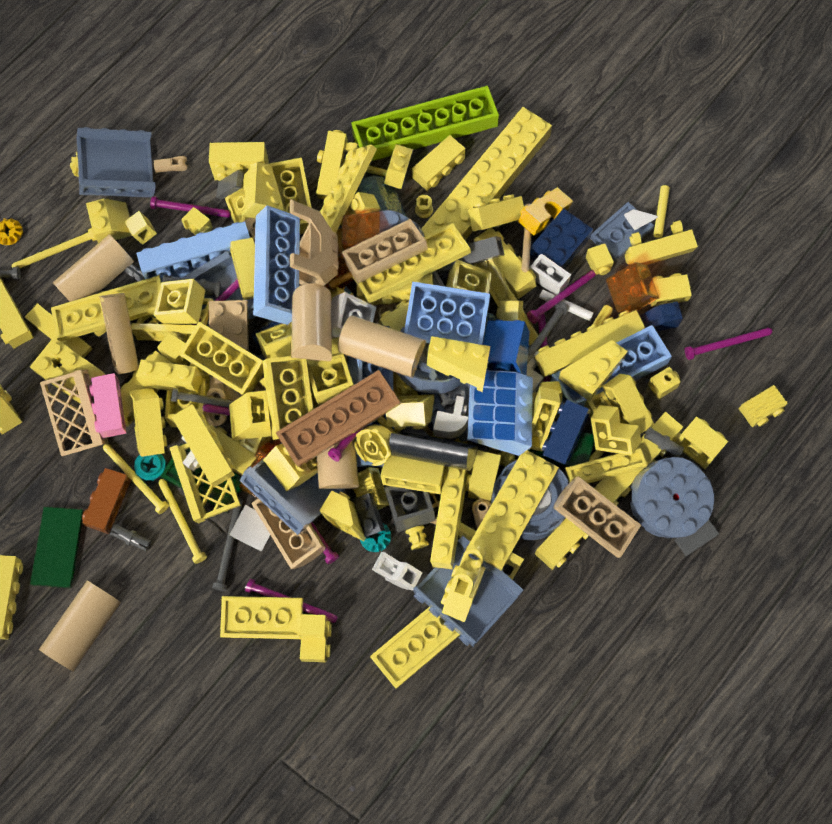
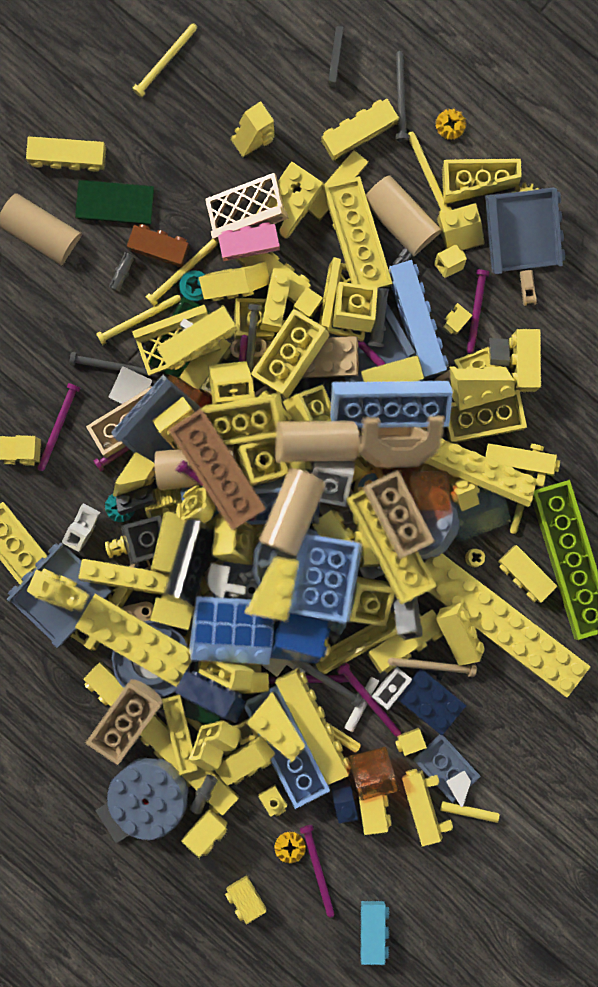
camera: 85 degrees right, 15 degrees up
(61, 204) = (478, 177): none -> light yellow wedge
(119, 332) = (325, 248): tan brick -> none
(261, 617) = (42, 399): light yellow tile -> none
(398, 166) = (519, 530): light yellow brick -> none
(510, 310) = (345, 645): light yellow brick -> none
(538, 214) = (454, 675): yellow arch -> none
(703, 374) = (296, 840): none -> yellow gear
(782, 291) = (374, 932): none -> medium azure brick

